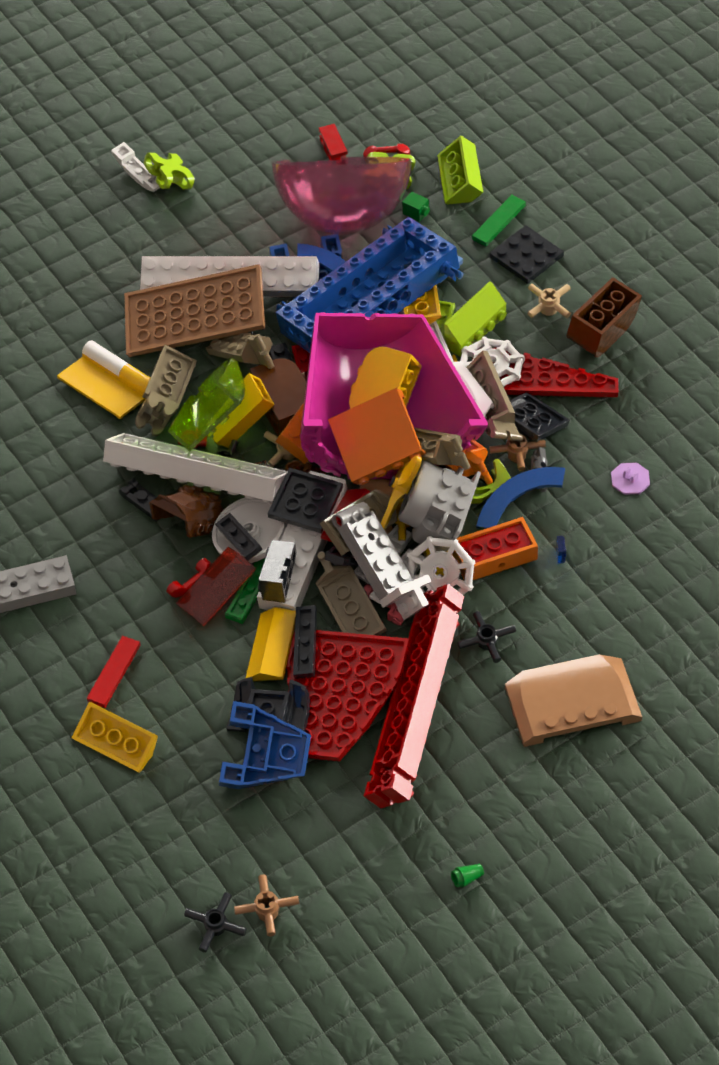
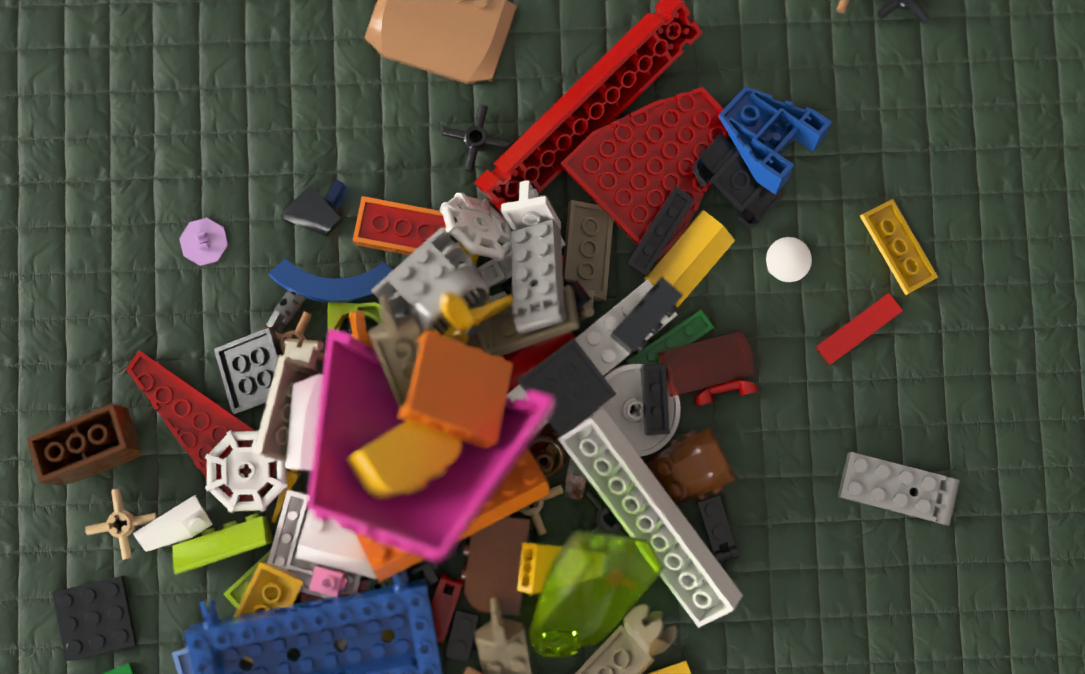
camera: 155 degrees left, 30 degrees up
(195, 687) = (788, 259): none -> white dish
(510, 319) = (174, 526): none -> white slope
(572, 531) = (312, 213): none -> black slope

